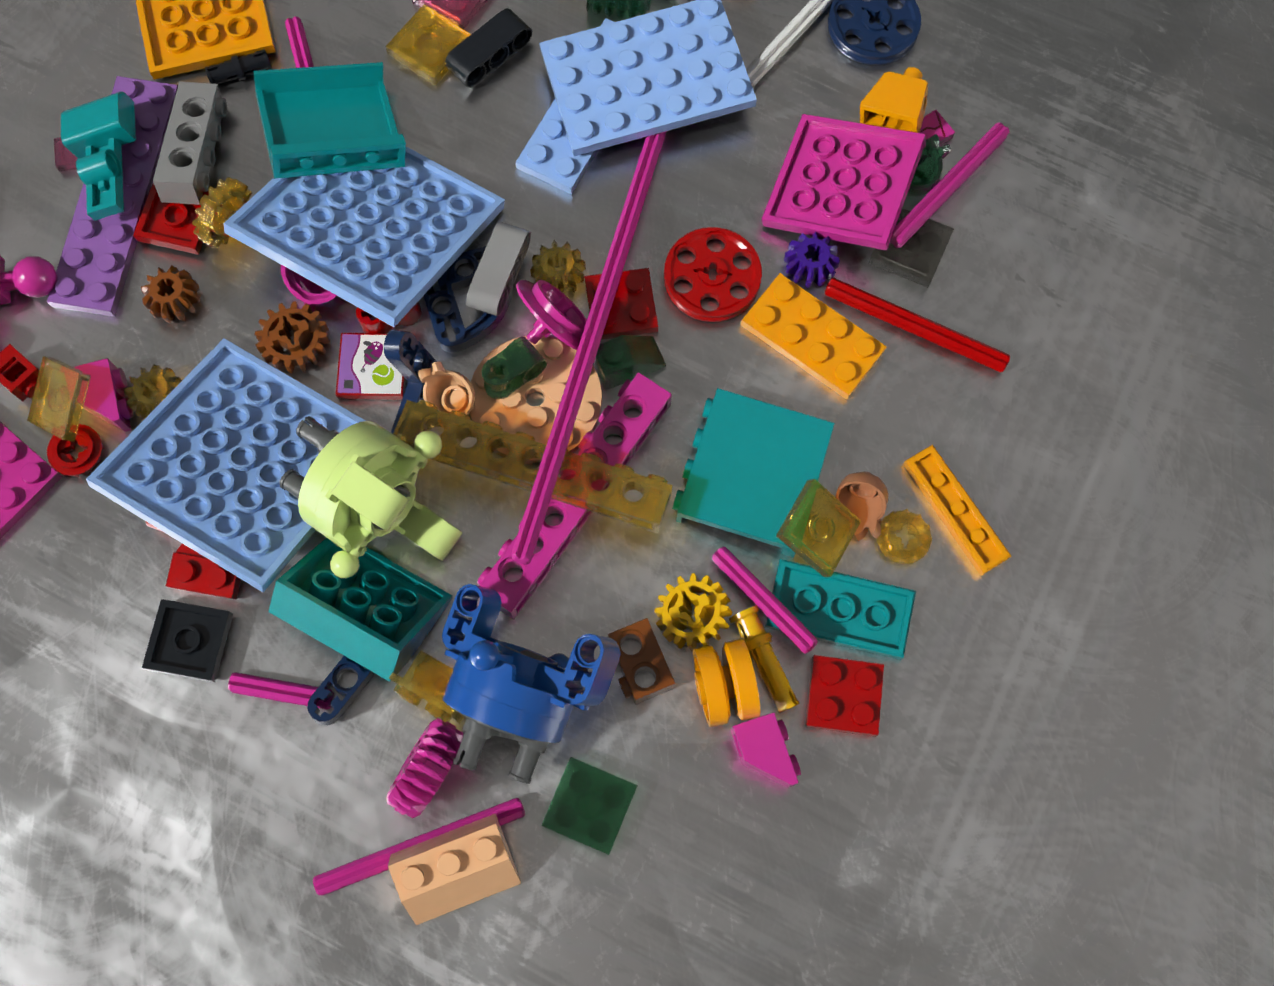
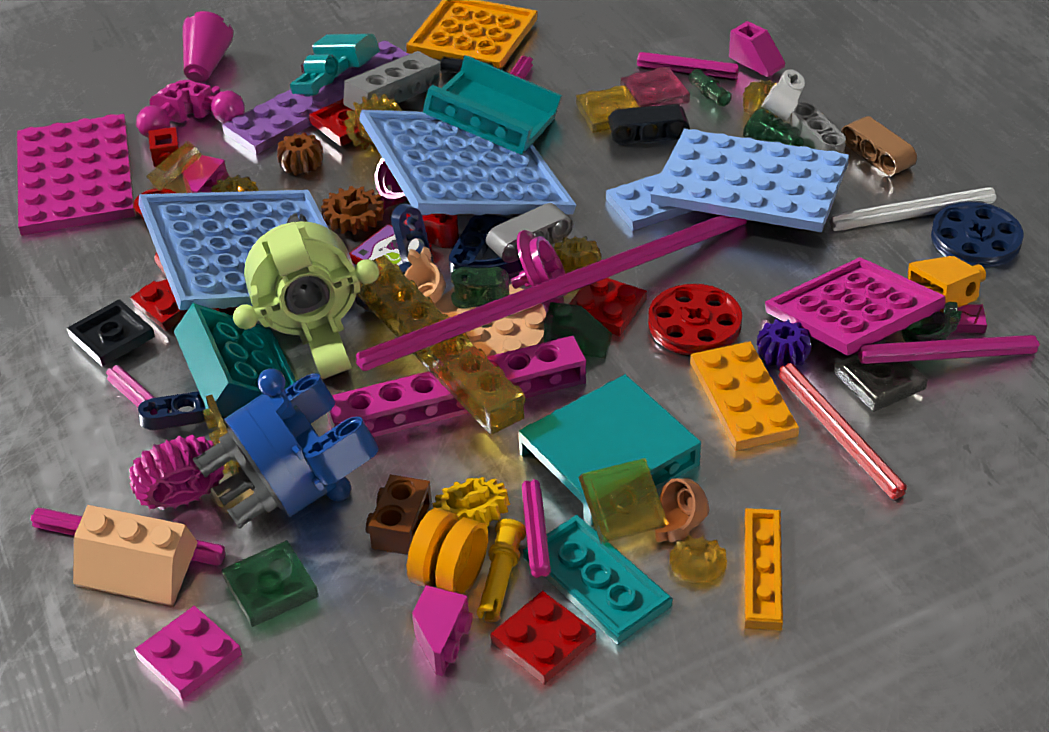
camera: 40 degrees right, 30 degrees down
(577, 916) = (188, 652): none -> dark pink plate

